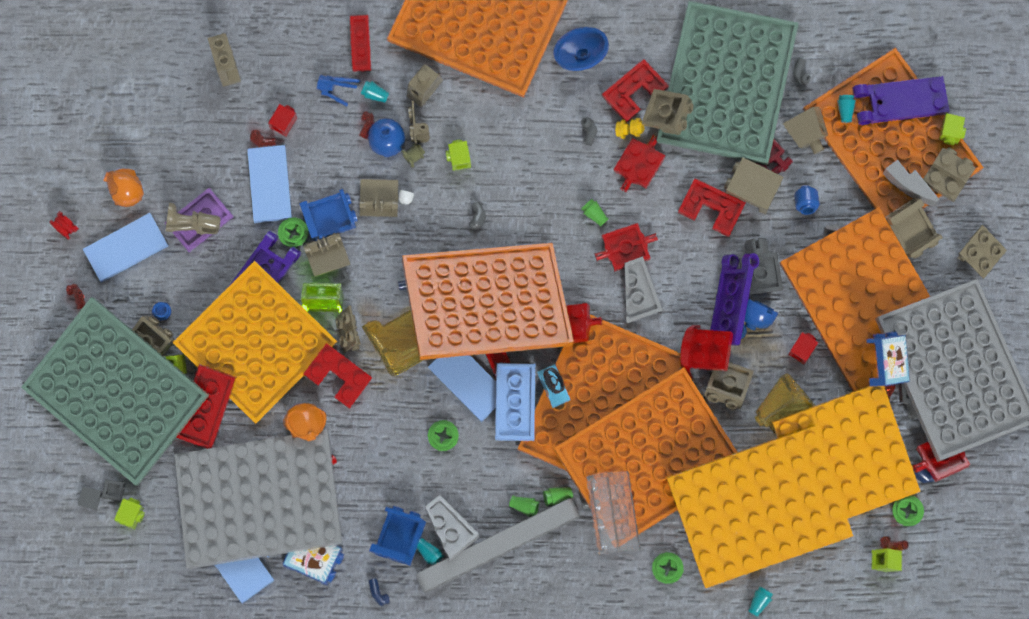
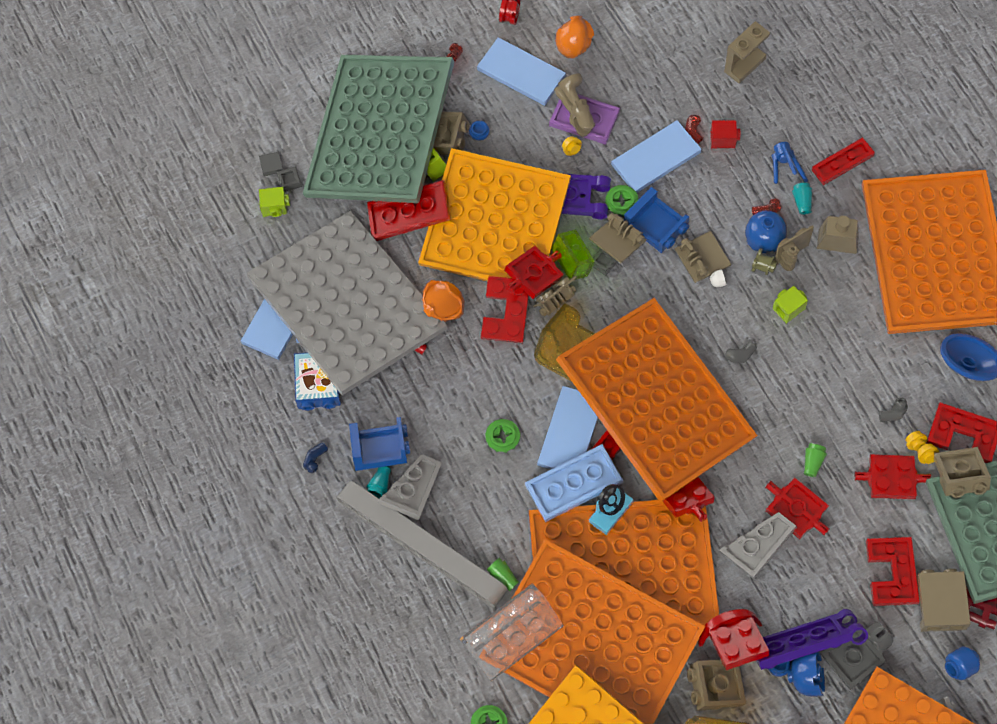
camera: 65 degrees right, 10 degrees down
(221, 244) = (571, 145): none -> yellow plate
(323, 336) = (533, 272): none -> red plate
(525, 505) = (476, 549): bright green cone -> none

